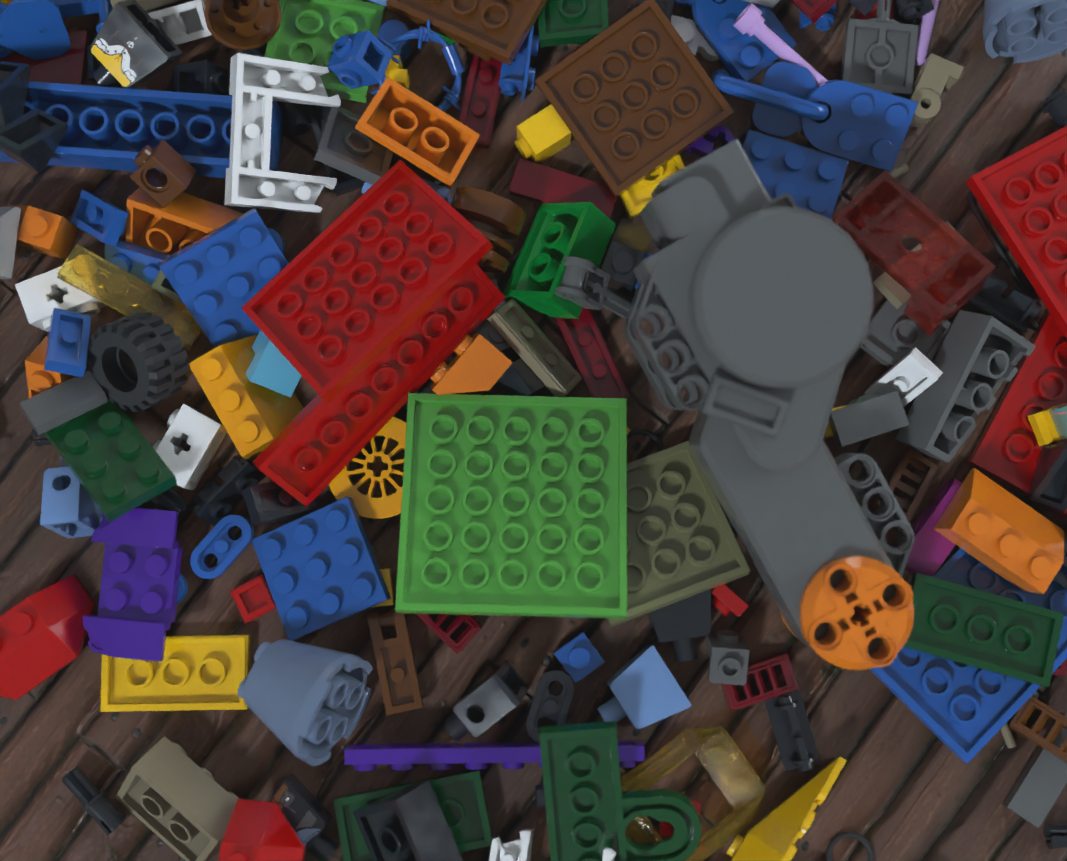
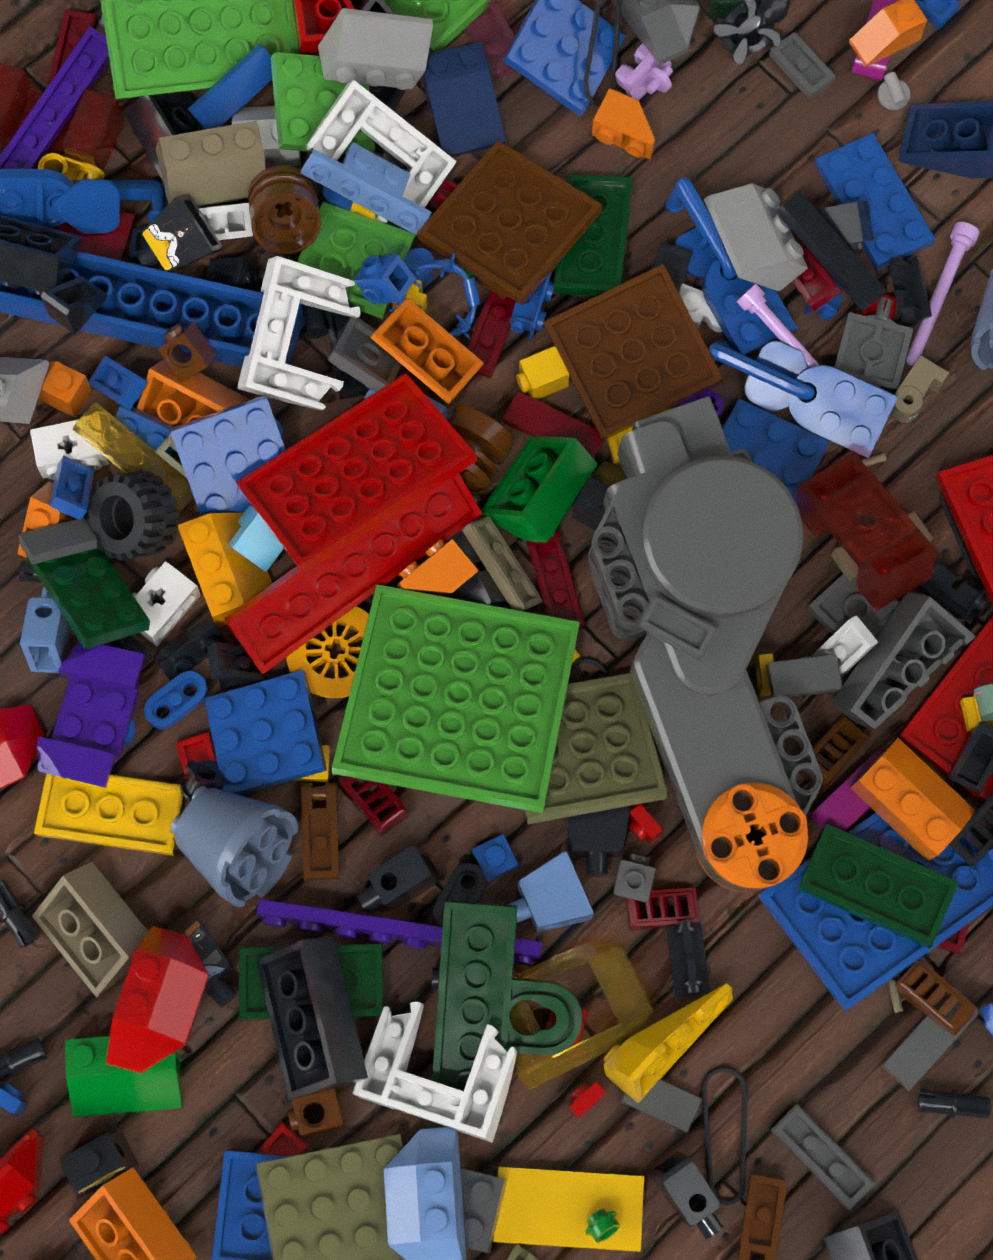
camera: 10 degrees right, 10 degrees down
(262, 627) = (200, 775): none -> black brick
(589, 288) = (561, 513): dark grey connector -> none

